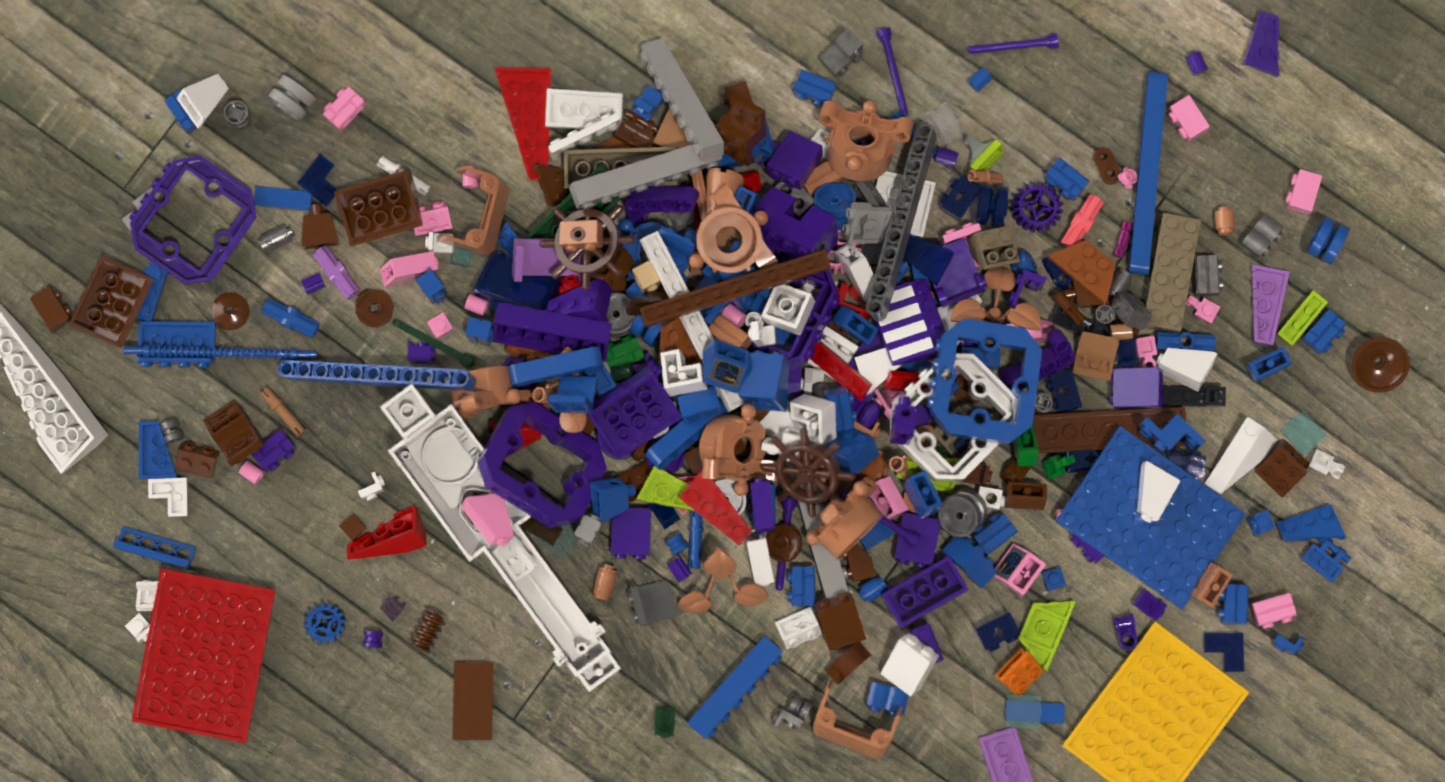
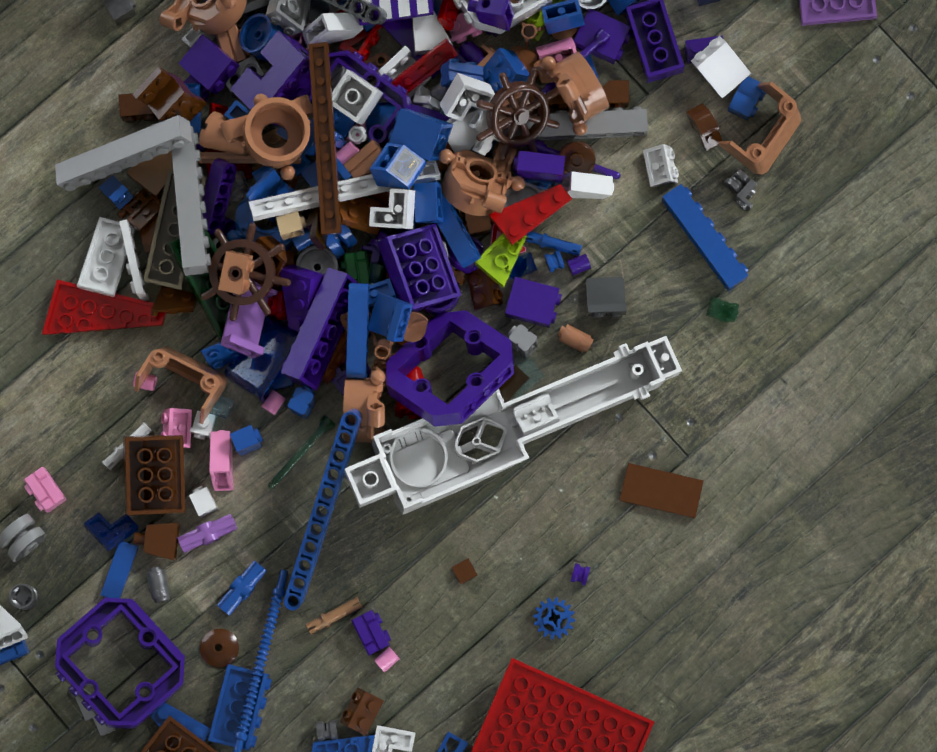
camera: 75 degrees left, 0 degrees up
(233, 433) = (344, 668): reddish brown bracket -> none
(313, 283) = (212, 558): dark purple piece -> none
(365, 261) = (203, 501): none -> white brick
(370, 492) = (435, 545): white bracket -> none
(385, 308) = (252, 492): reddish brown plate -> none
(392, 608) = (553, 549): tile -> none
(397, 536) = (483, 529): red wedge -> none
(421, 353) = (308, 466): dark purple brick -> none
(427, 631) = (584, 518): reddish brown piece -> none
(440, 325) = (285, 443): bright pink plate -> none
(490, 518) = (491, 427): bright pink slope -> none
(610, 497) = (497, 310): blue torso -> none
(722, 566) = (586, 221): nougat plant -> none
(761, 334) = (374, 127): white bracket -> none
(802, 586) = (622, 152): blue brick -> none
(814, 88) = (142, 33): blue brick -> none
(840, 621) = (664, 123): reddish brown brick -> none
(855, 325) = (383, 44): blue brick -> none
(872, 589) = (639, 88): blue brick -> none

